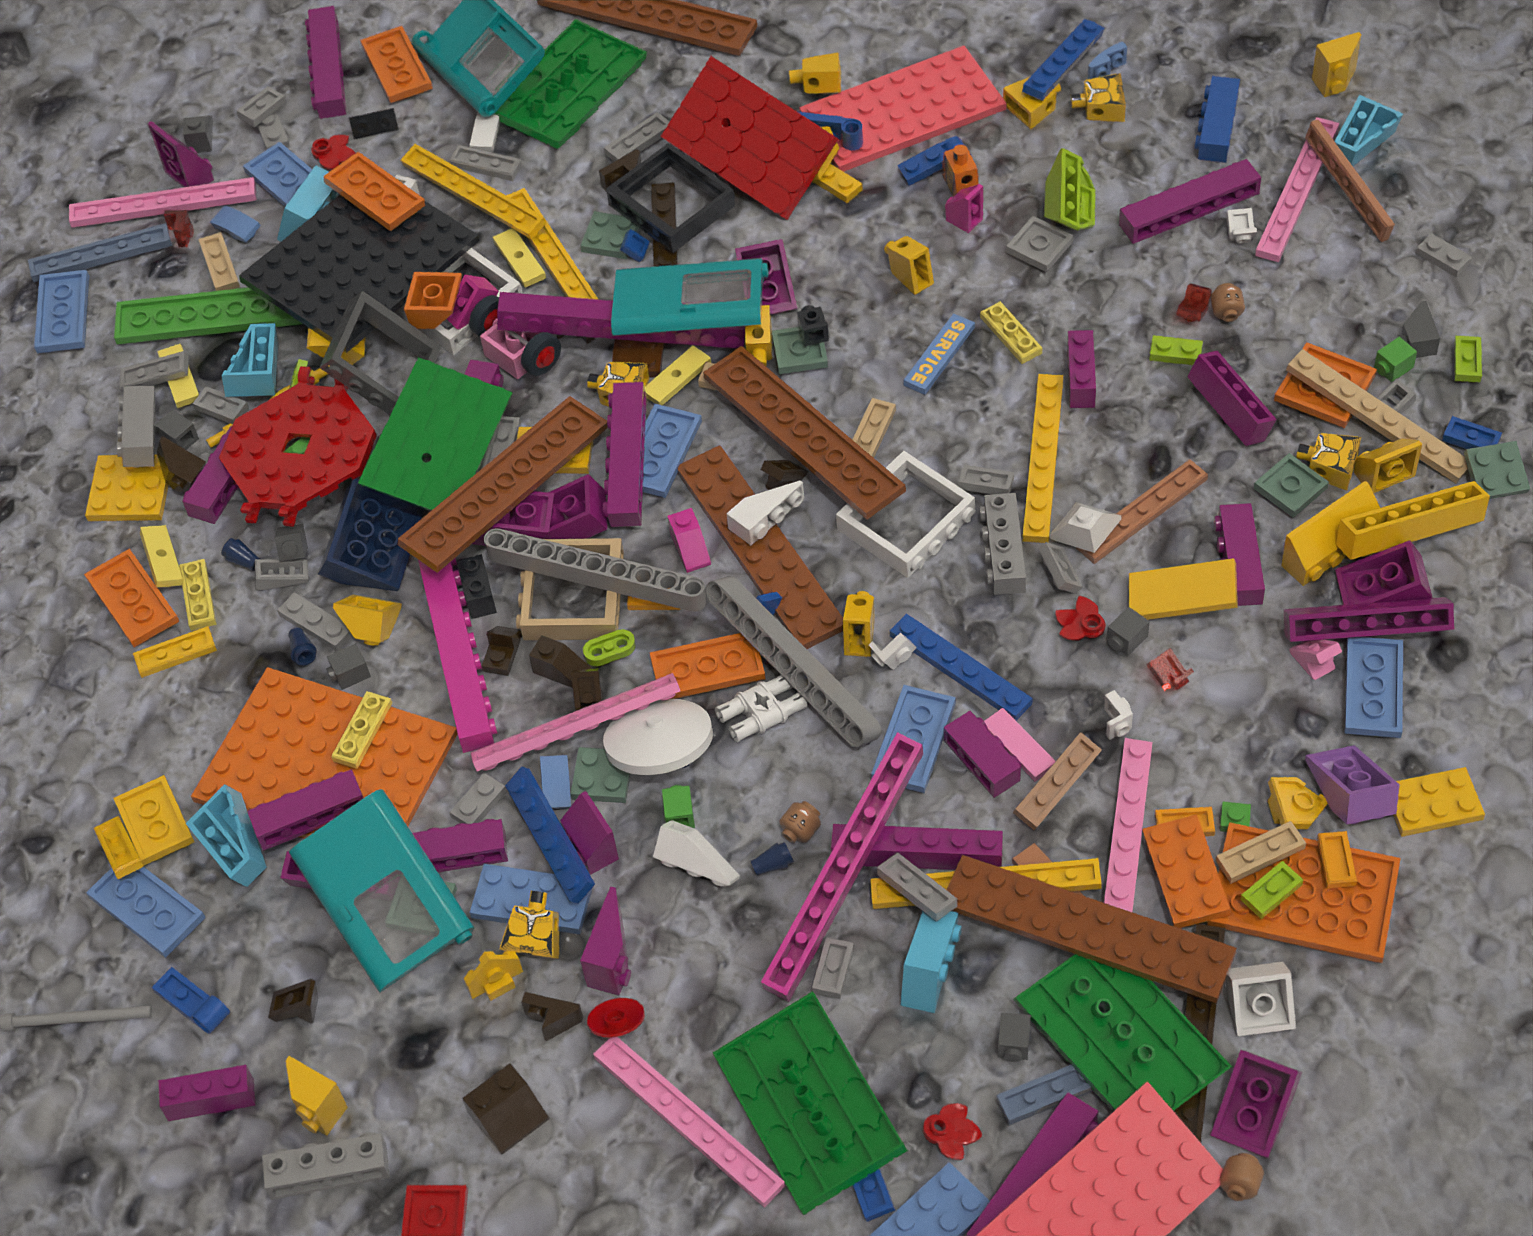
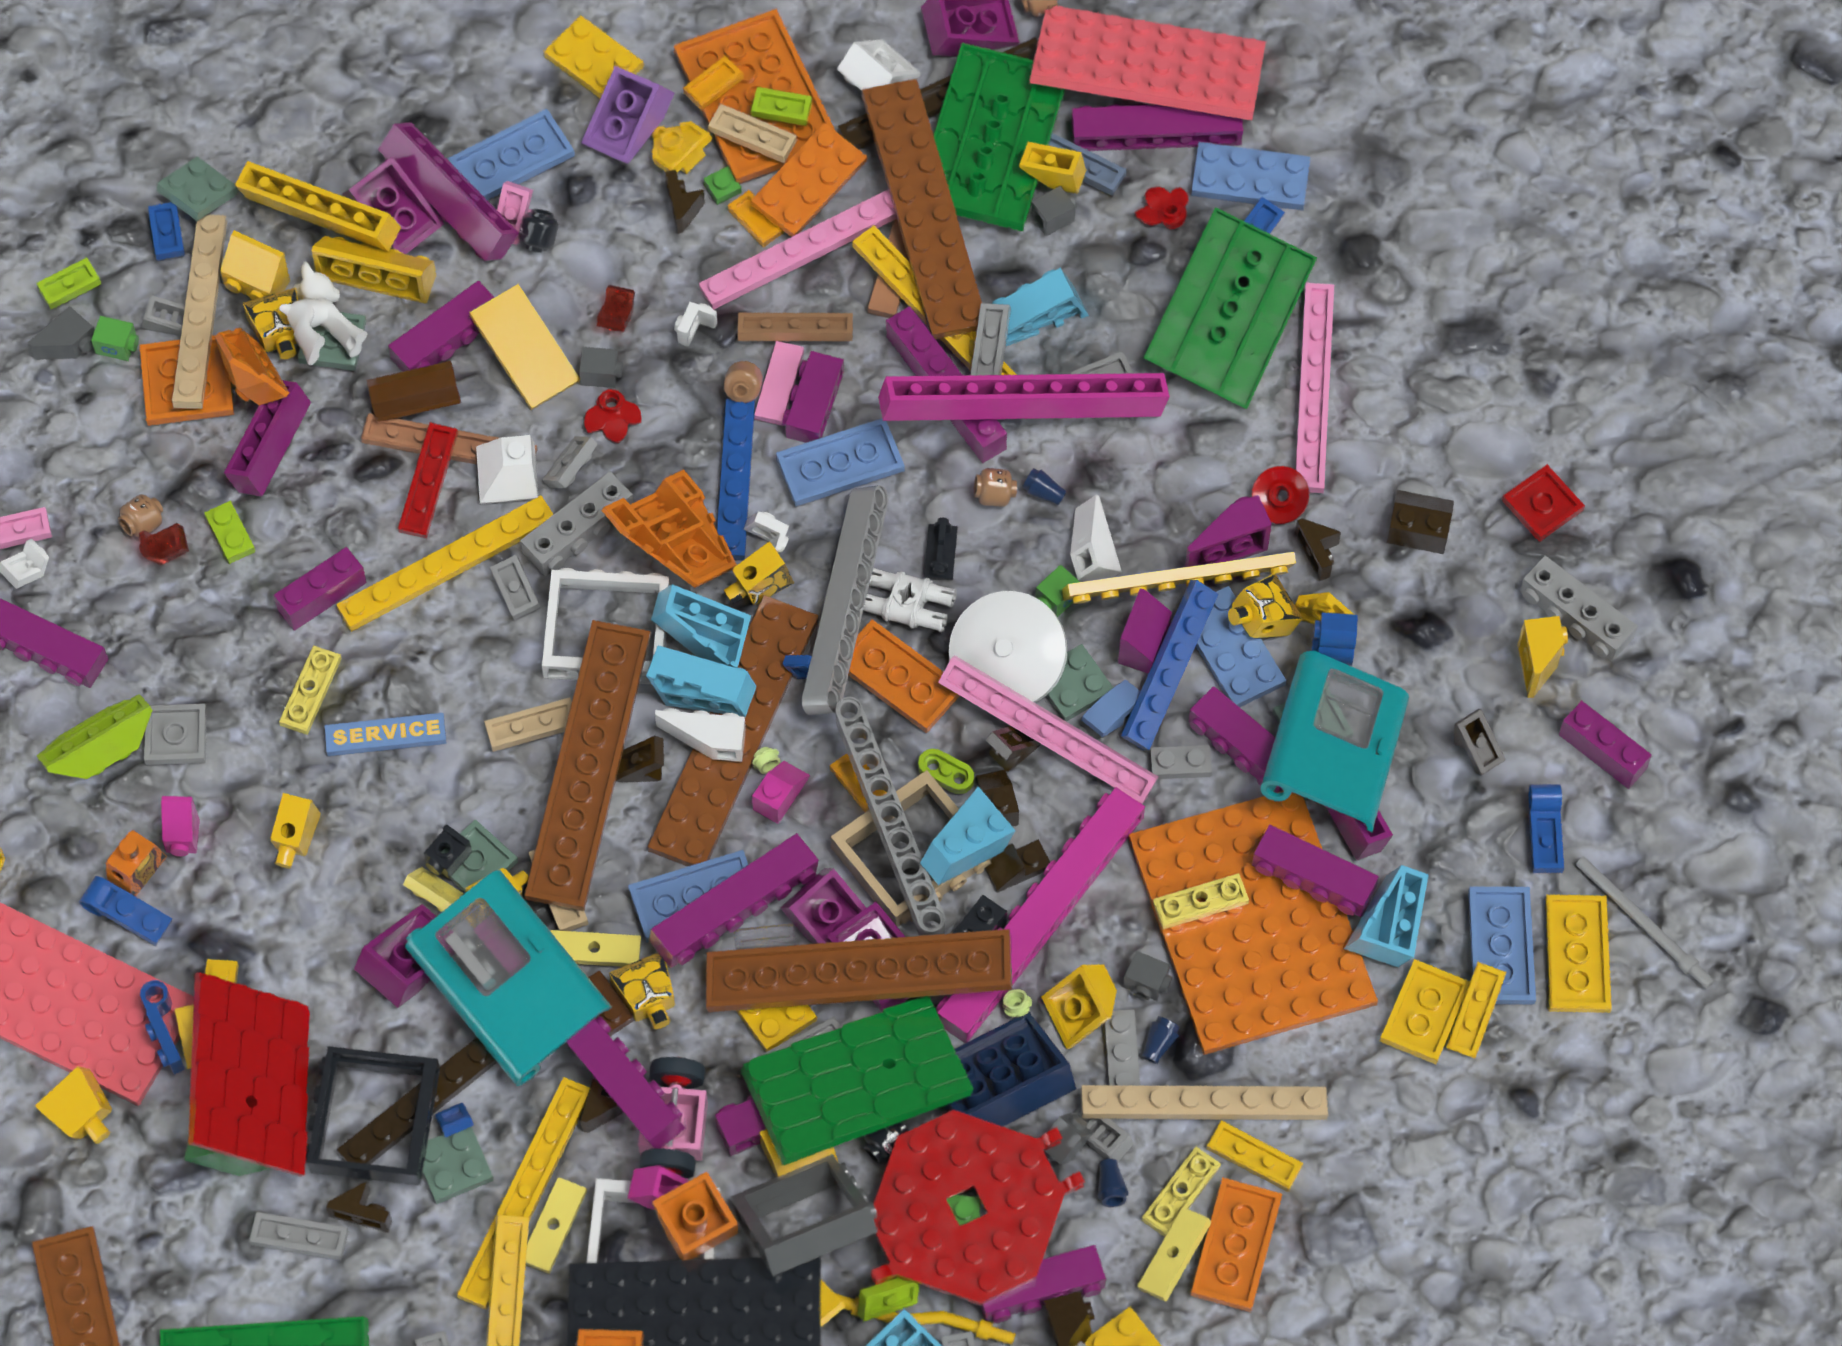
camera: 135 degrees left, 10 degrees up
(92, 956) = (1578, 953): none -> yellow tile
(232, 641) = (1203, 1102): none -> tan plate
(408, 575) = (1016, 1003): none -> yellowish green plate
(460, 956) = (1336, 636): none -> blue brick
(529, 595) = (968, 839): none -> medium azure wedge
(592, 464) = (765, 936): none -> clear tile
(614, 874) = (1167, 579): none -> yellow plate
(708, 268) = (481, 969): none -> light grey plate
(719, 548) = (766, 759): none -> yellowish green plate
(782, 757) = (940, 550): none -> black hinge
(787, 316) = (432, 888): none -> light yellow plate
(805, 529) = (700, 683): none -> medium azure wedge
(847, 555) = (702, 624): none -> medium azure wedge
(939, 581) = (675, 530): none -> orange wedge
(1034, 711) = (743, 382): none -> medium nougat head
(1047, 1049) = (1054, 166): none -> yellow slope
(1119, 477) = (428, 480): none -> red tile
(1198, 506) = (413, 391): none -> reddish brown panel
(1234, 769) = (683, 204): none -> dark brown slope
(1284, 658) = (538, 230): none -> black head
(1297, 402) = (250, 367): none -> orange wedge
(1314, 467) = (317, 309): none -> white animal

